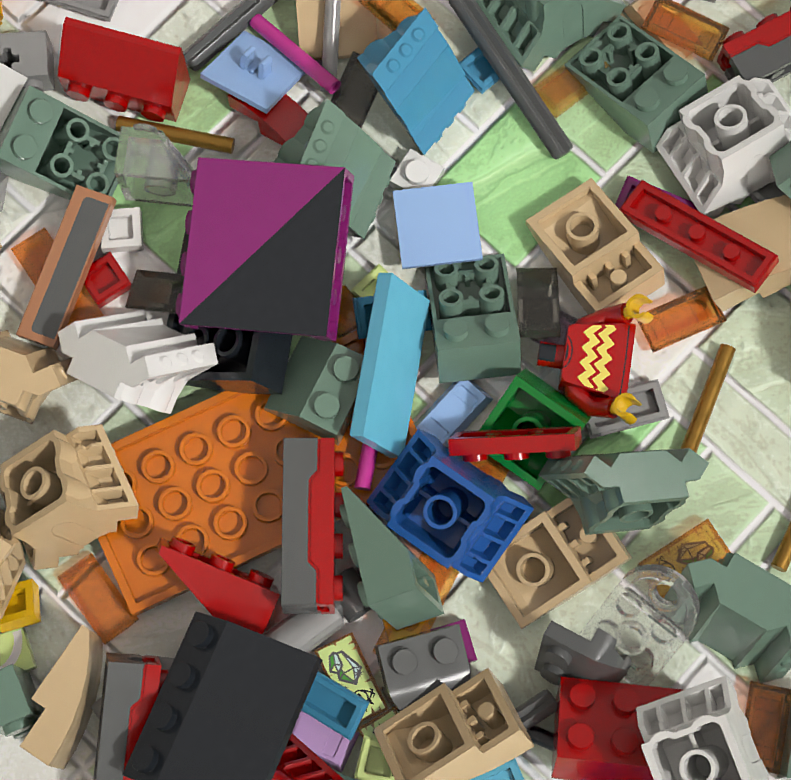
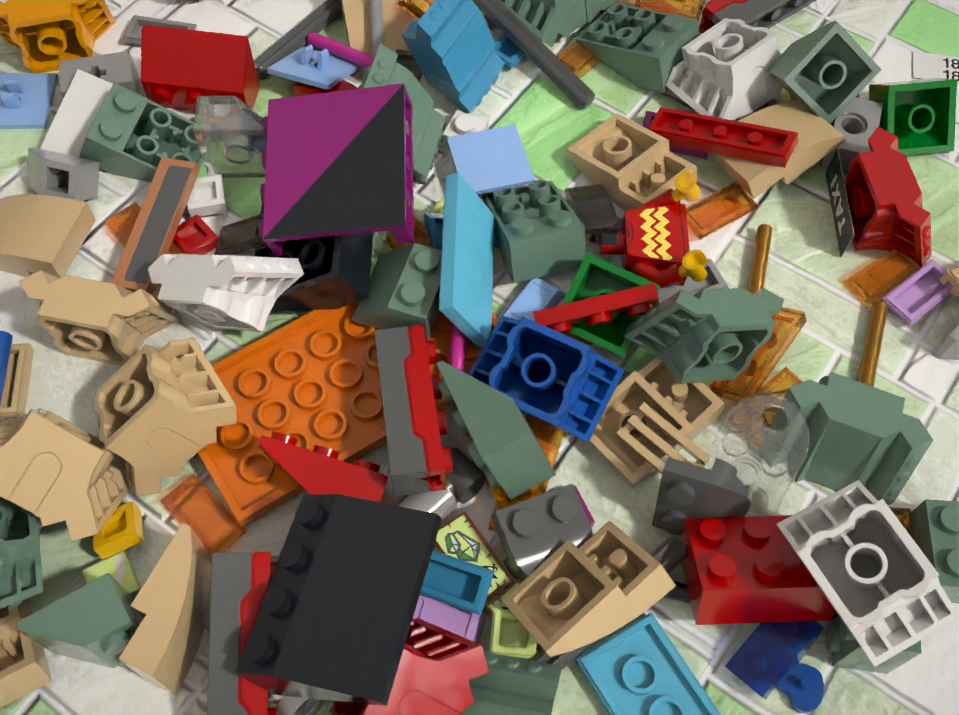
camera: 10 degrees left, 15 degrees down
(533, 570) = (635, 422): none -> tan tile
(715, 479) = (788, 325): none -> clear orange tile

